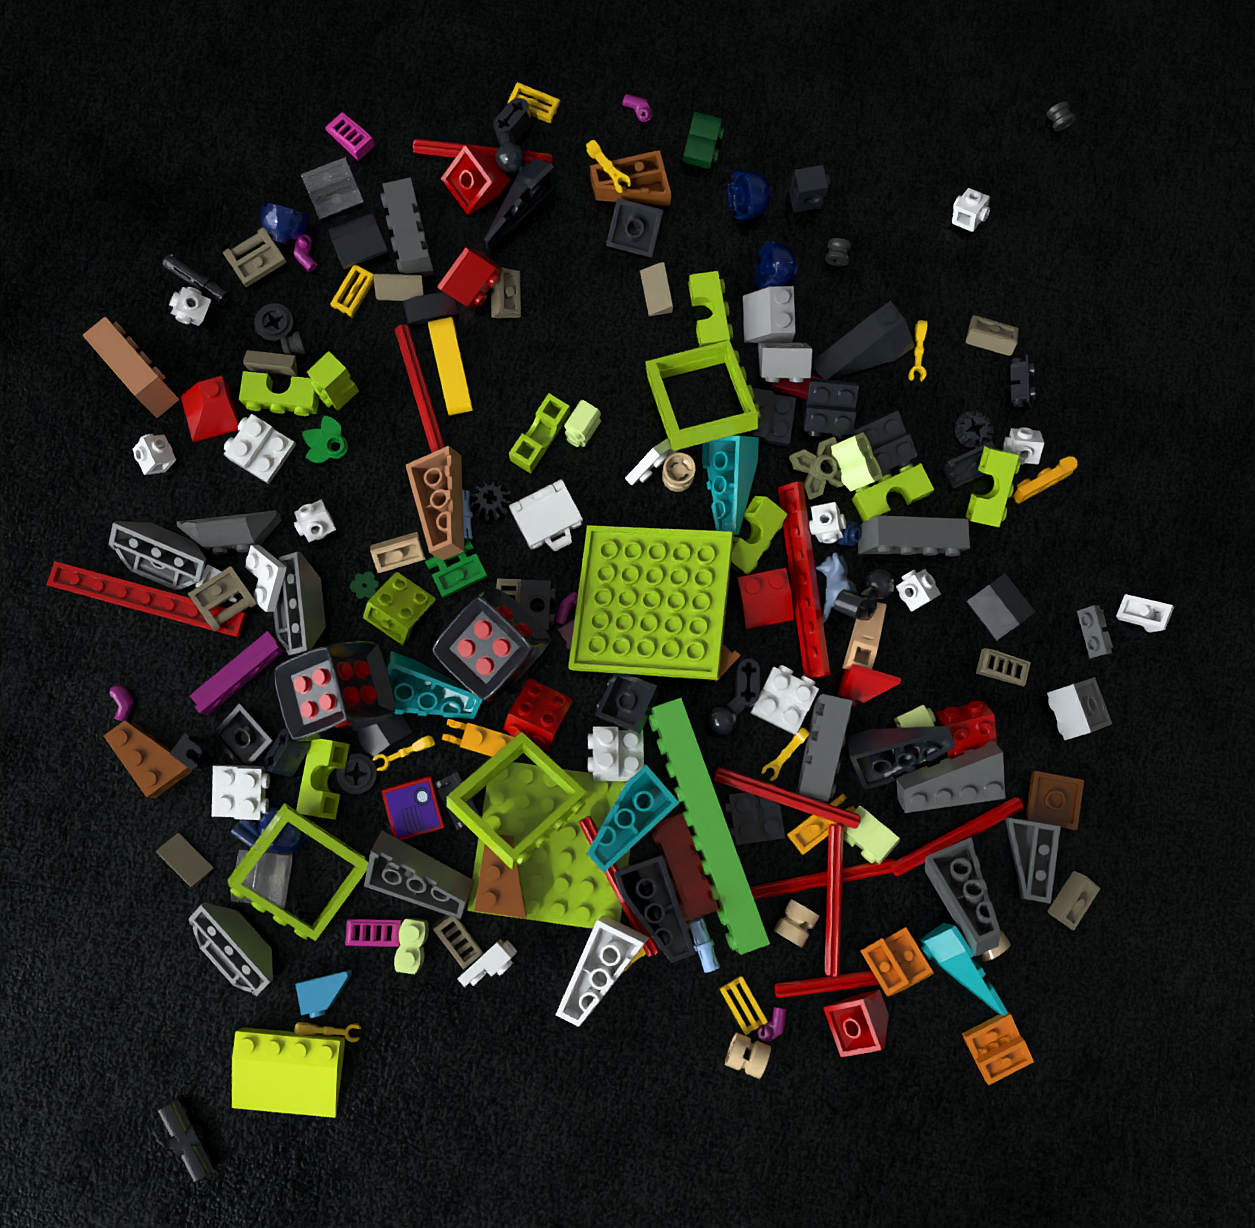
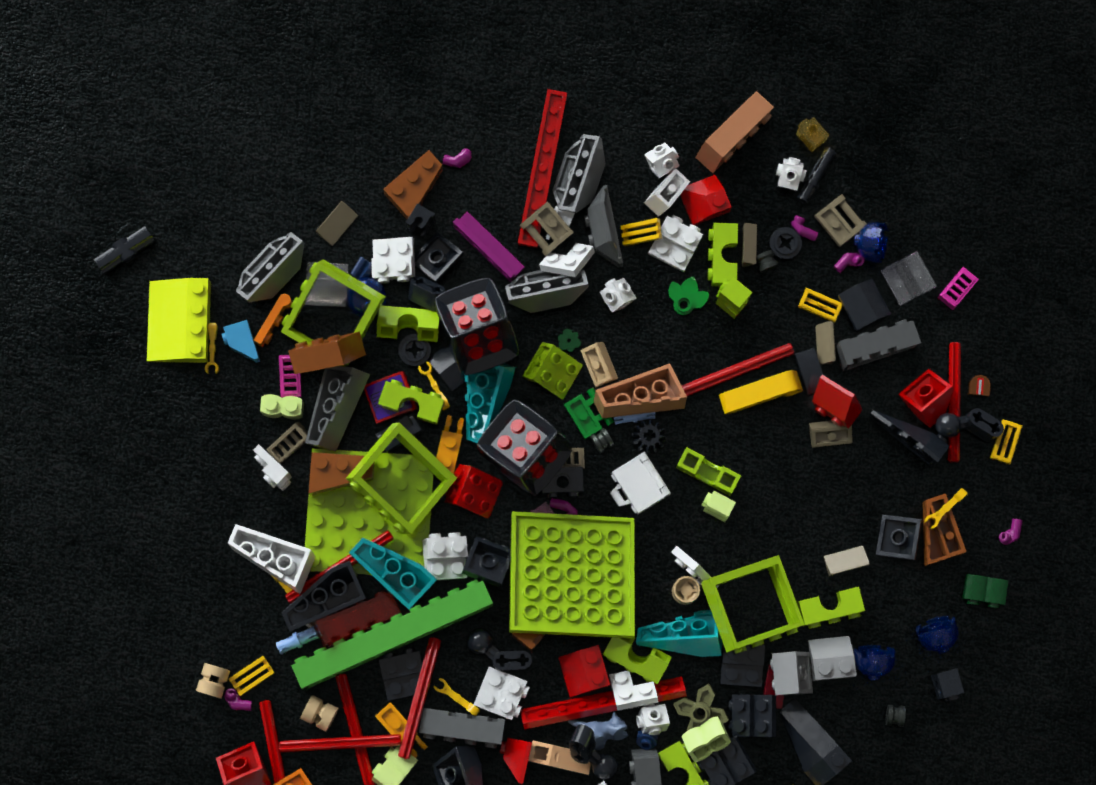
camera: 85 degrees right, 0 degrees up
(144, 278) = (811, 133): none -> clear yellow brick
(195, 452) = (667, 192): none -> white slope
(231, 489) = (626, 234): none -> yellow tile
(262, 300) = (803, 231): none -> magenta arm
(299, 949) = (274, 319): none -> orange plate
(349, 883) = (326, 353): none -> dark orange wedge
(410, 800) = (395, 395): none -> lime arch
(467, 124) = (979, 386): none -> reddish brown tile
(490, 555) = (602, 440): none -> pearl dark grey wheel
(799, 546) = (631, 696): none -> white plate

